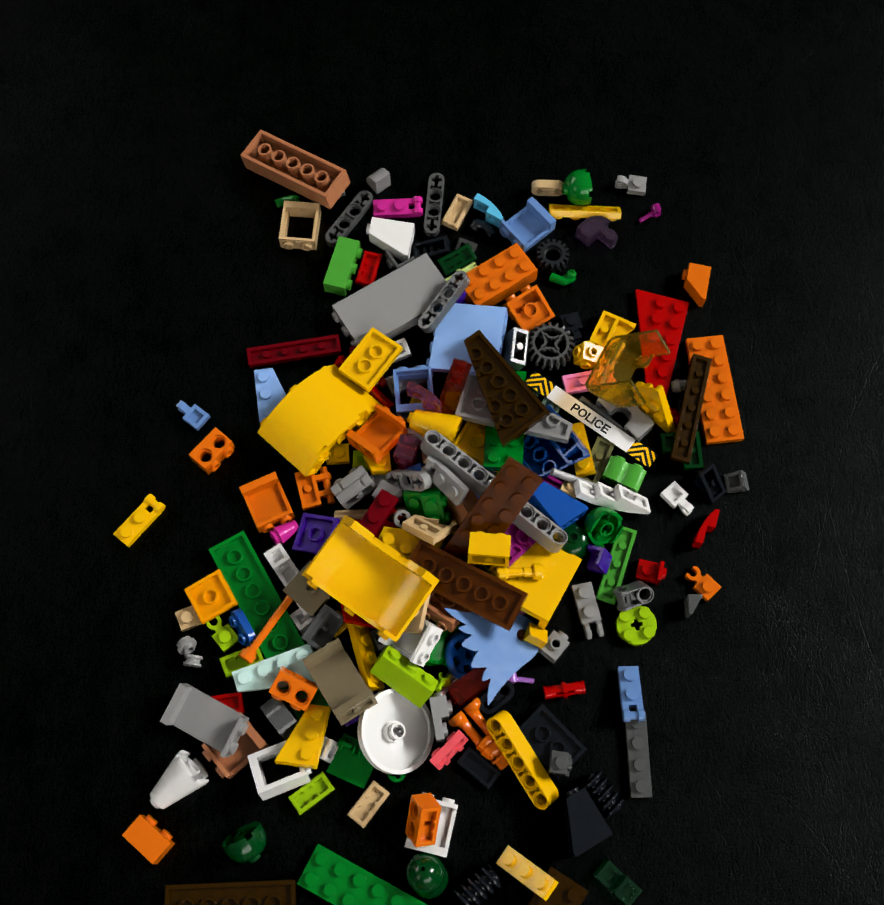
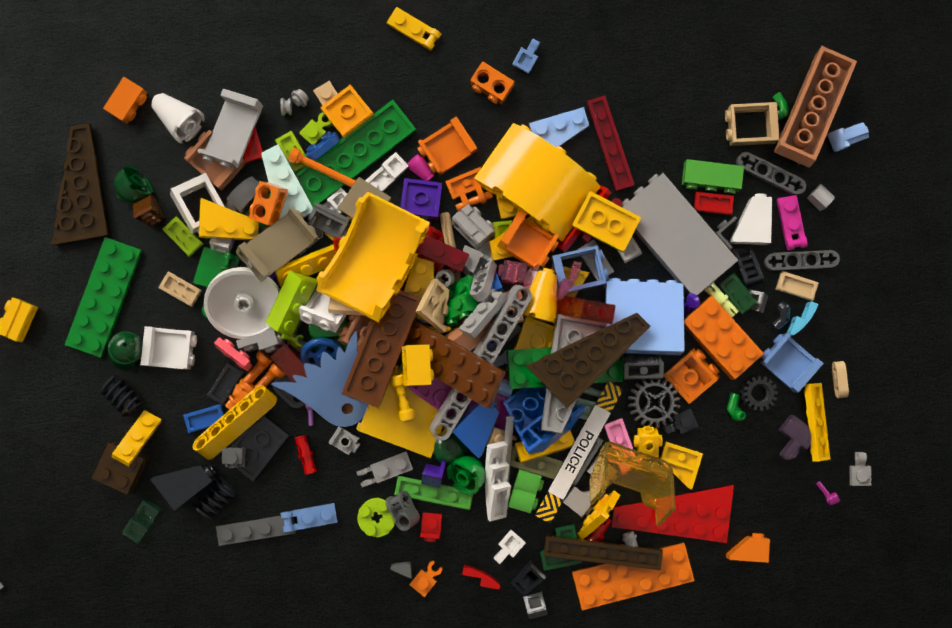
camera: 80 degrees right, 15 degrees up
(277, 826) = (148, 211): none -> reddish brown slope
(326, 148) = (844, 138): none -> light blue piece
(423, 819) = (168, 339): orange brick -> none
(441, 300) = (683, 283): dark grey beam -> none
(513, 796) = (203, 418): none -> blue tile
(536, 635) = (348, 421): yellow slope -> none
(577, 187) = (841, 410): green cylinder -> none

